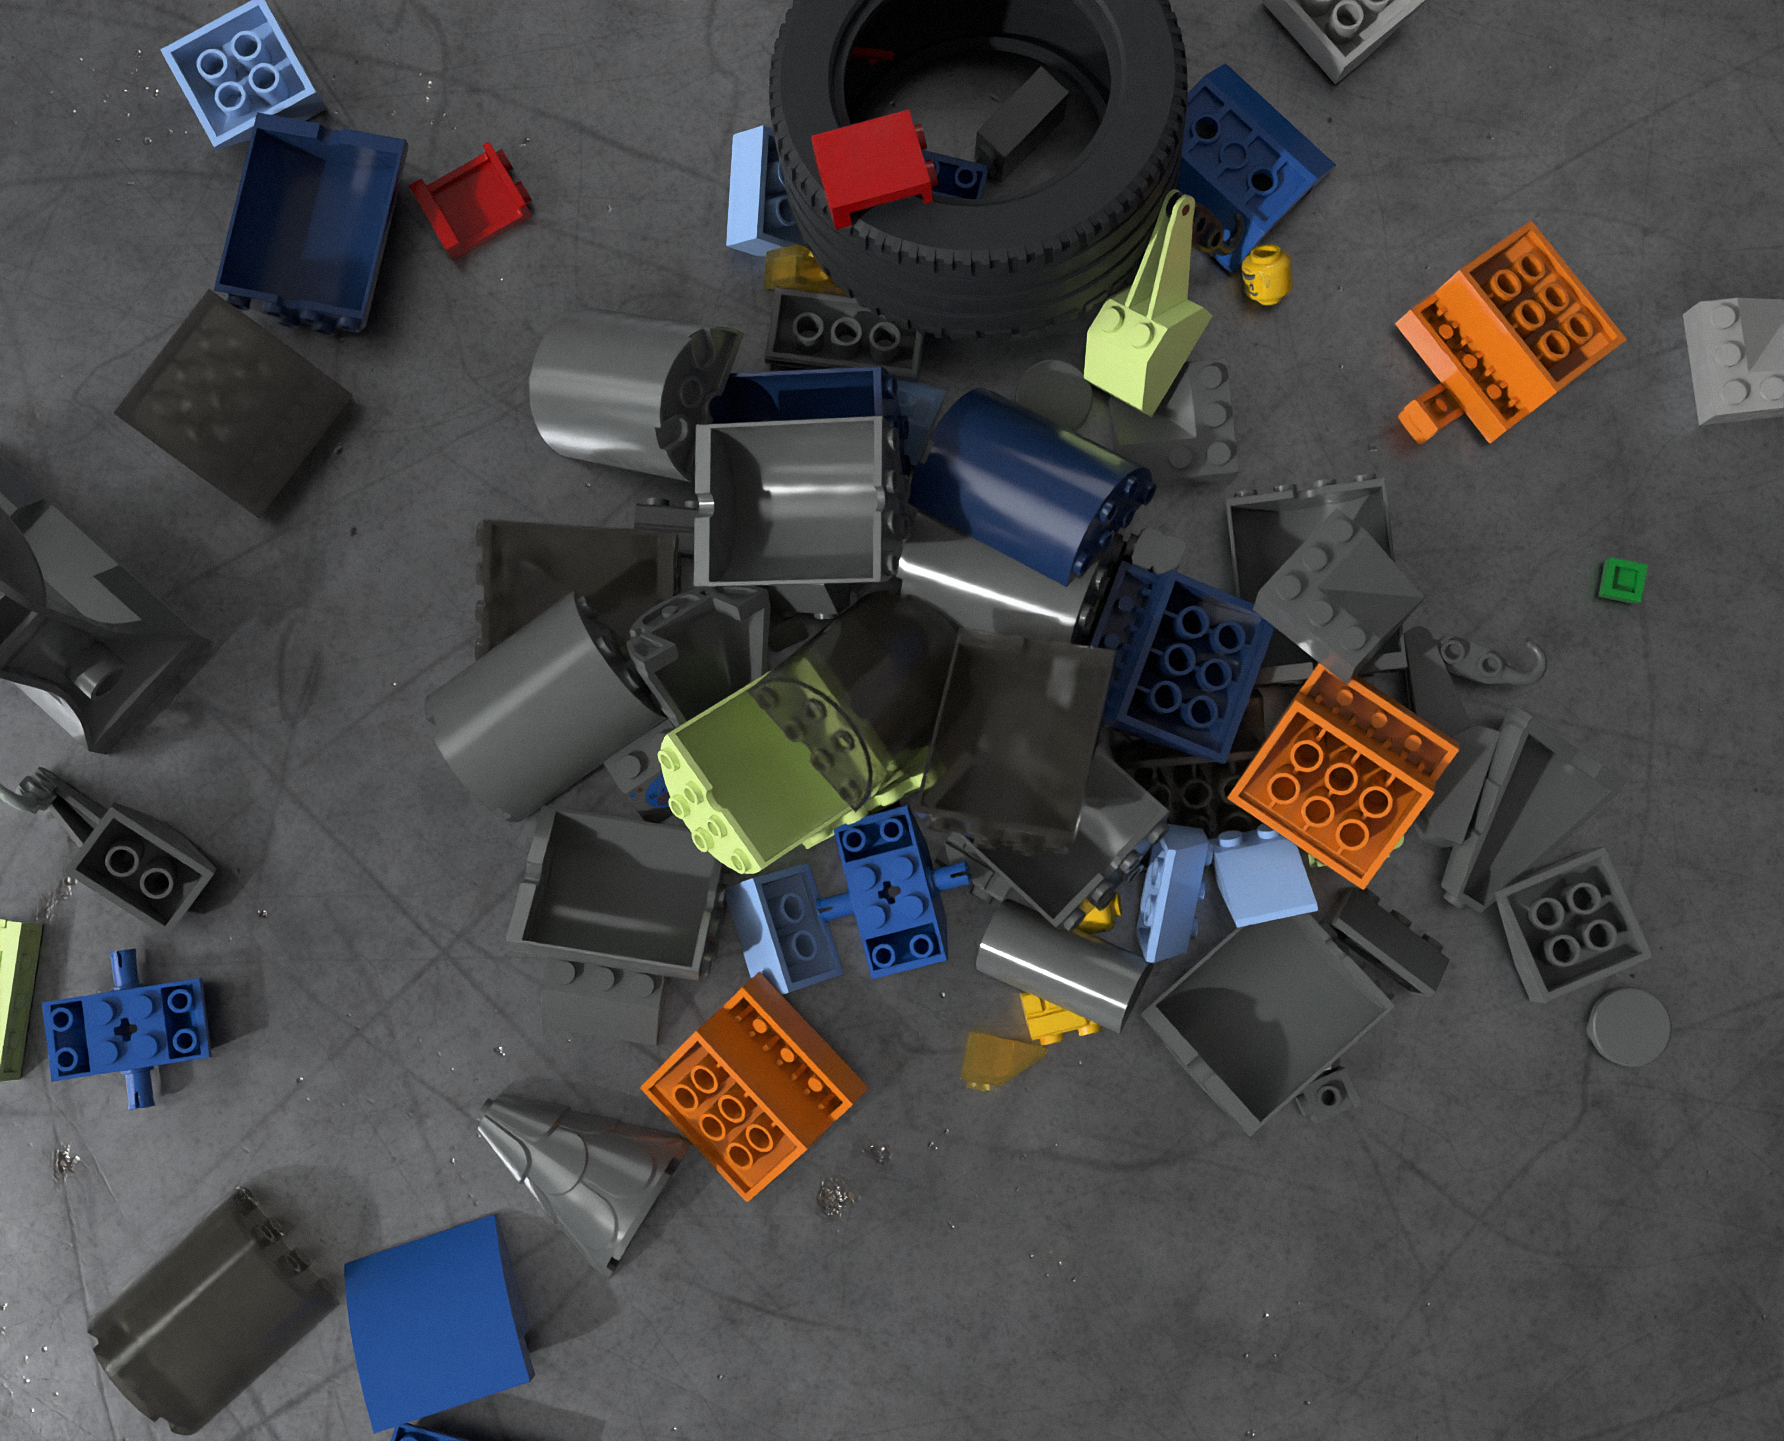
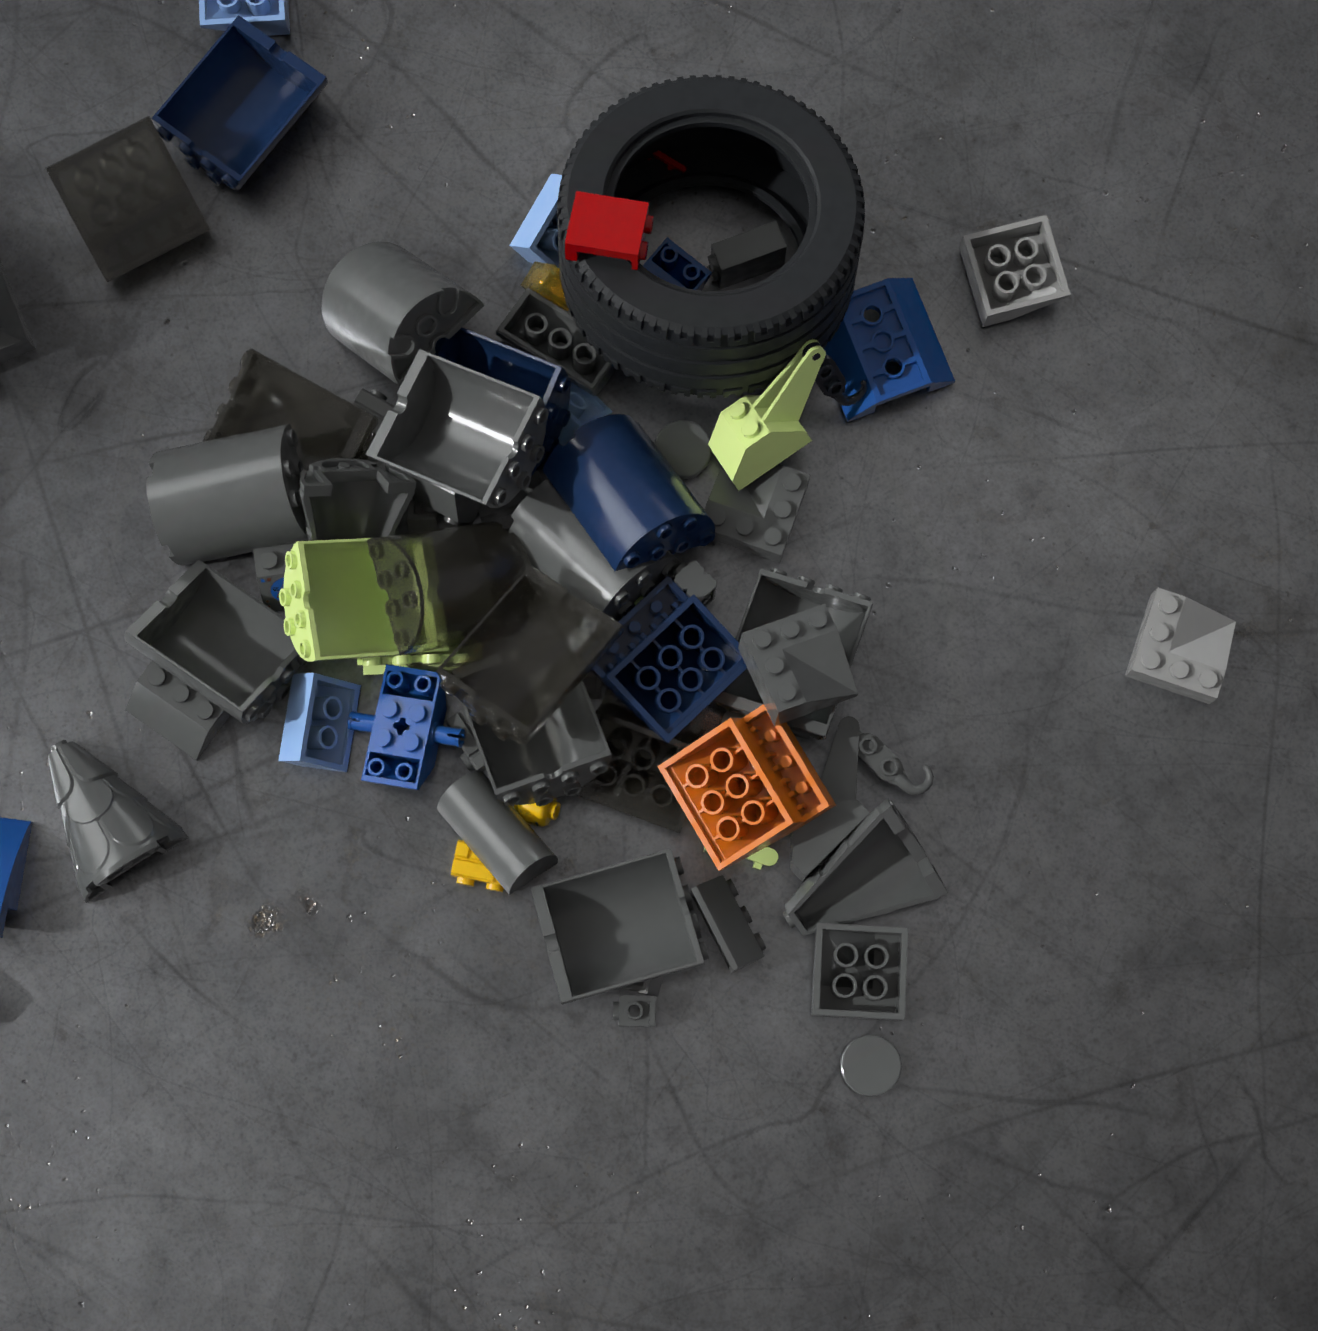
camera: 25 degrees right, 5 degrees down
(473, 202) = (355, 140): red panel -> none
(754, 1087) = (245, 816): orange slope -> none
(996, 1059) = (420, 877): clear yellow slope -> none
(1172, 892) = (595, 818): light blue slope -> none
(1261, 876) = (656, 831): light blue slope -> none
(1267, 274) = (869, 432): yellow head -> none
(1430, 413) = (939, 578): orange slope -> none
(1510, 331) = (1020, 548): orange slope -> none
(1623, 580) = (1016, 756): green plate -> none

